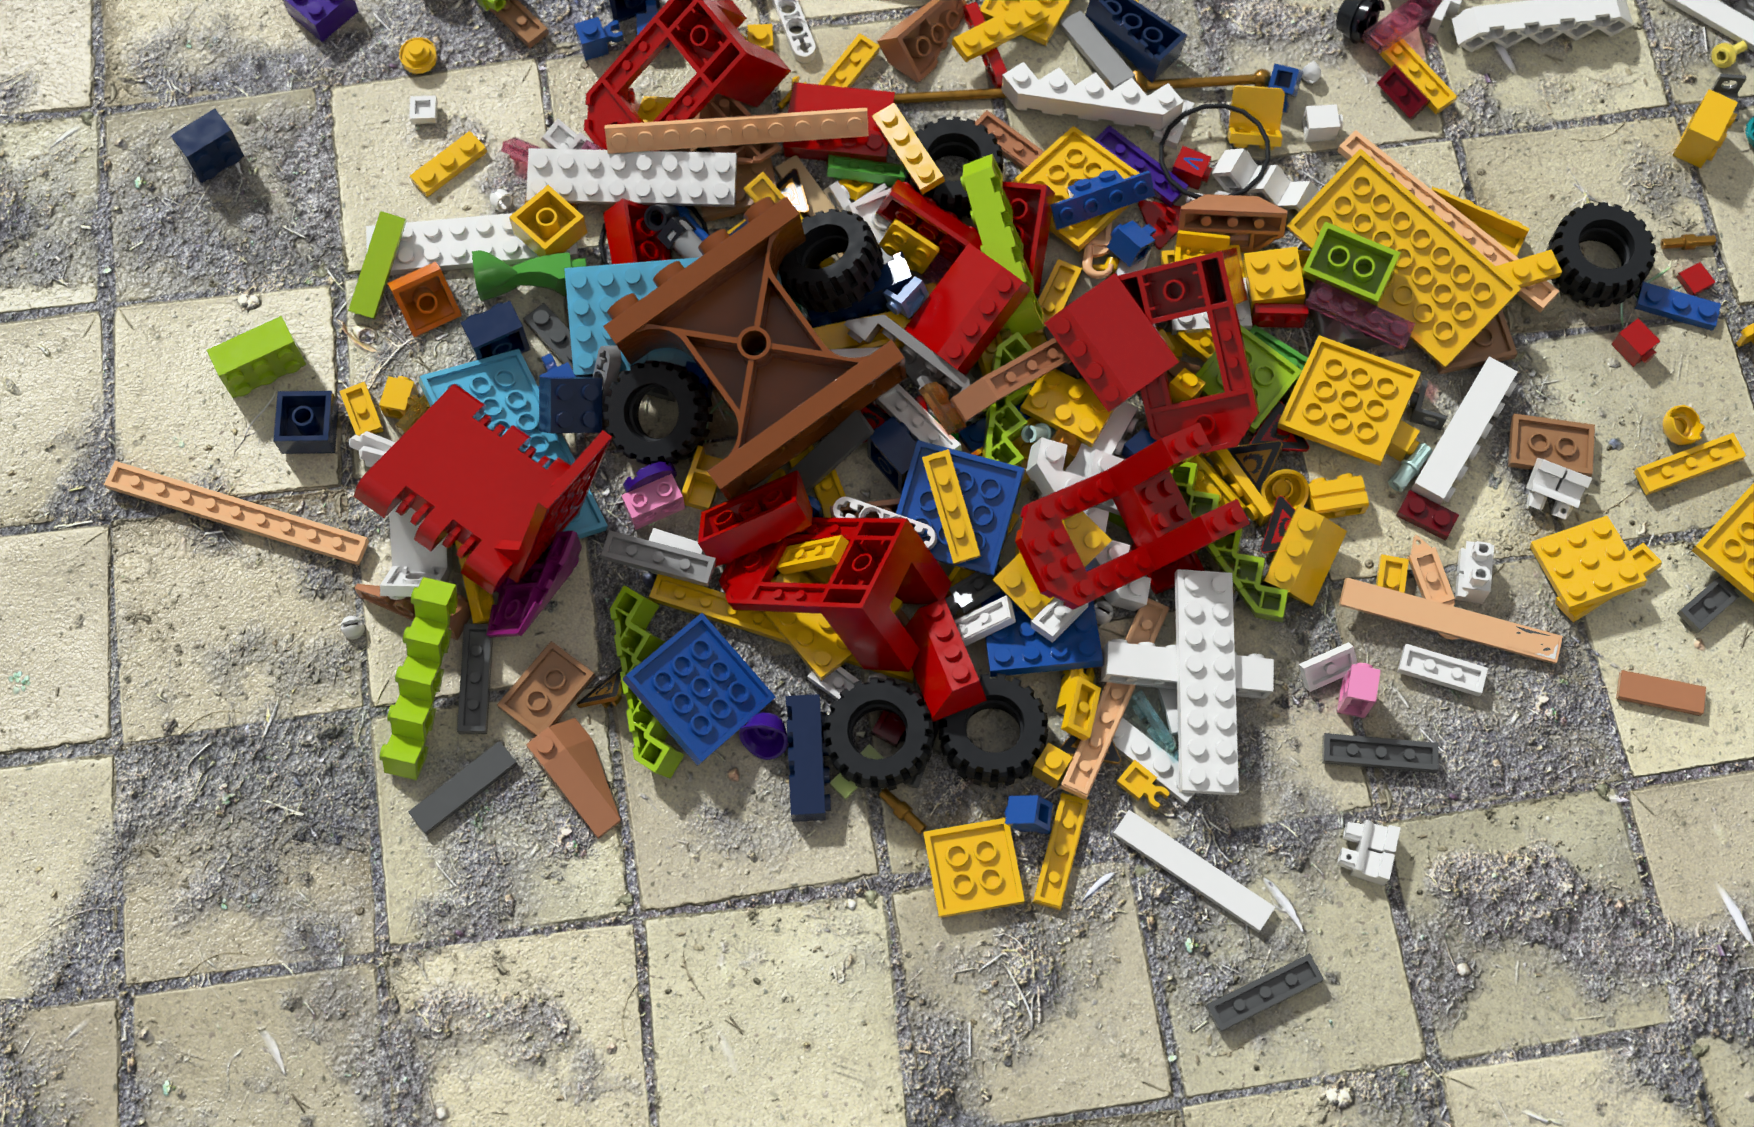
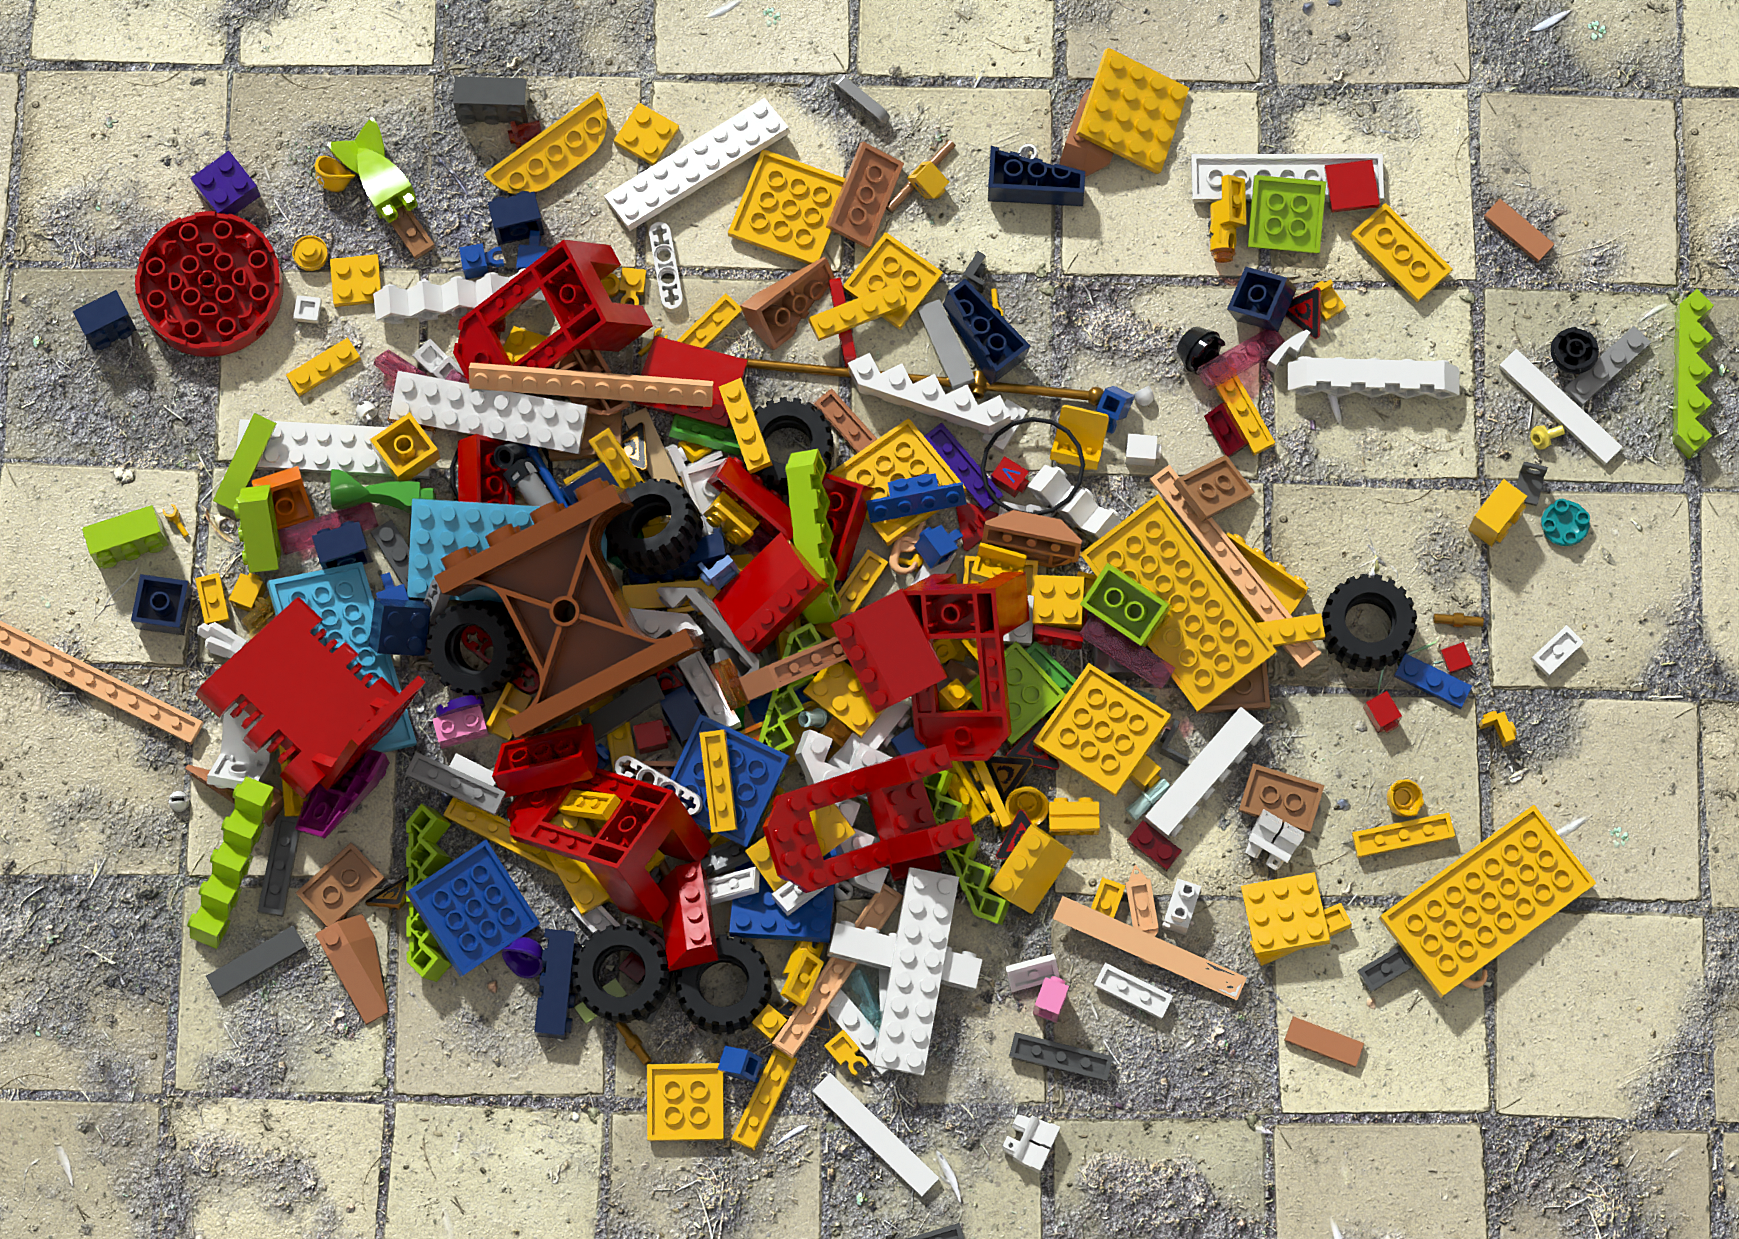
camera: 10 degrees right, 5 degrees up
(309, 334) = (174, 517): none -> yellow hand
(315, 97) = (216, 316): none -> red brick
(401, 325) = (258, 528): none -> lime brick
(450, 333) = (300, 535): none -> clear pink plate
(470, 76) = (355, 279): none -> yellow plate
(551, 82) = (430, 300): none -> white brick
(654, 420) = (482, 636): none -> red beam
(863, 480) = (652, 736): none -> red brick
(1406, 146) = (1213, 488): none -> medium nougat plate

